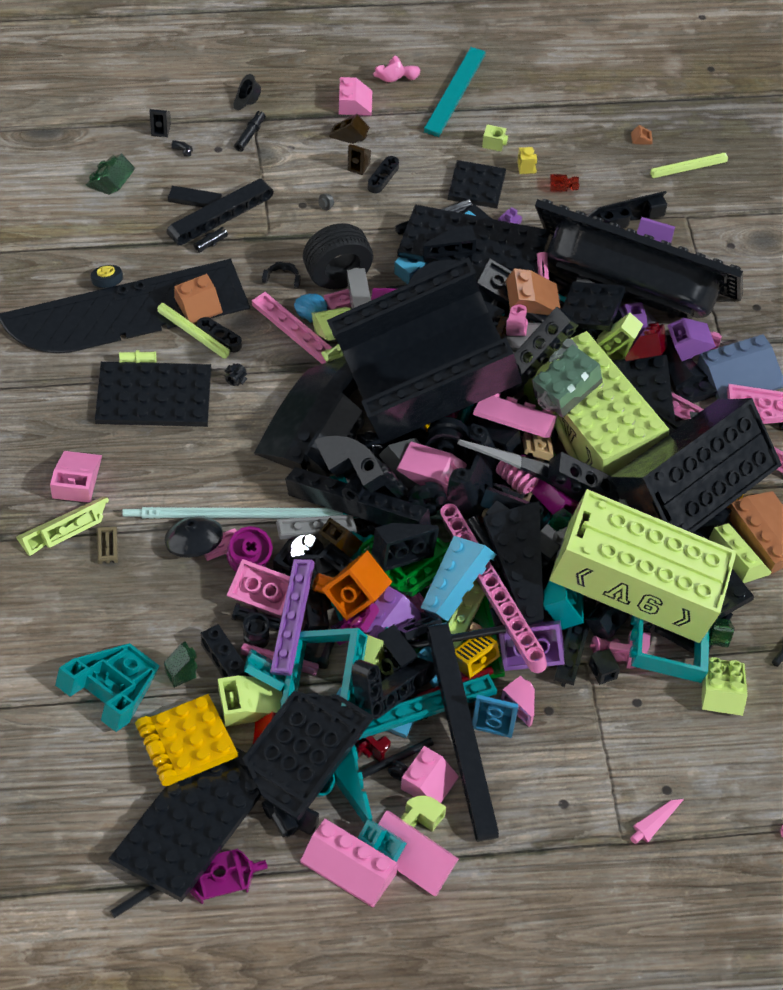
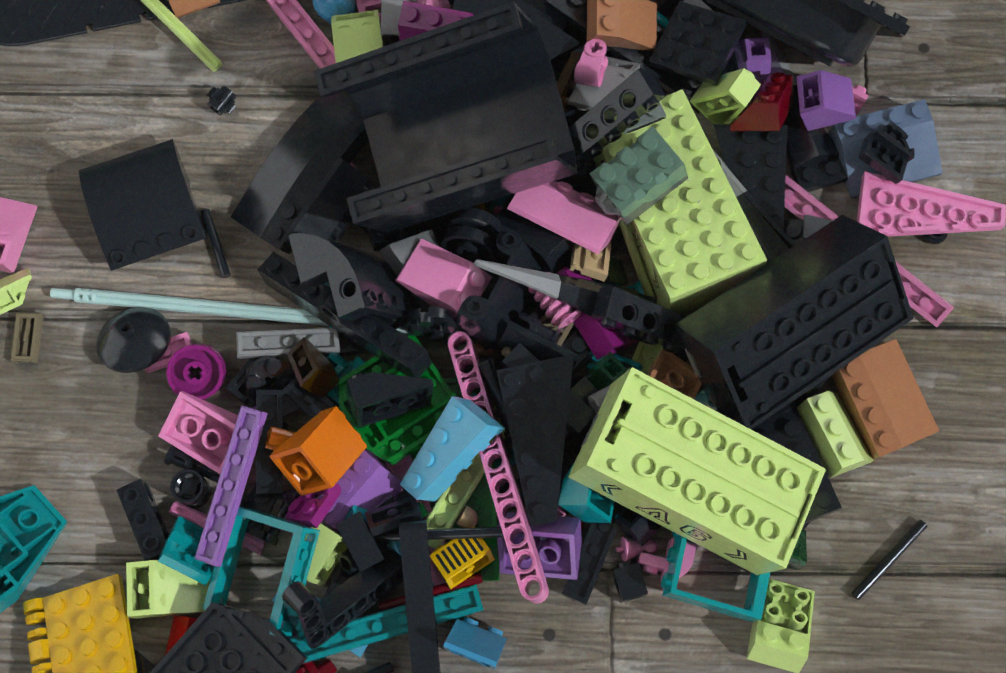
camera: 10 degrees right, 20 degrees up
(144, 357) = (102, 62): yellowish green pin -> none
(153, 394) = (111, 113): black plate -> none
(181, 665) = (88, 531): clear green slope -> none
(188, 444) = (141, 204): none -> black slope
(215, 328) = (208, 26): black beam -> none
(246, 472) = (215, 243): none -> black bar
(521, 693) = (514, 619): bright pink slope -> none
(742, 367) = (887, 151): none -> black slope

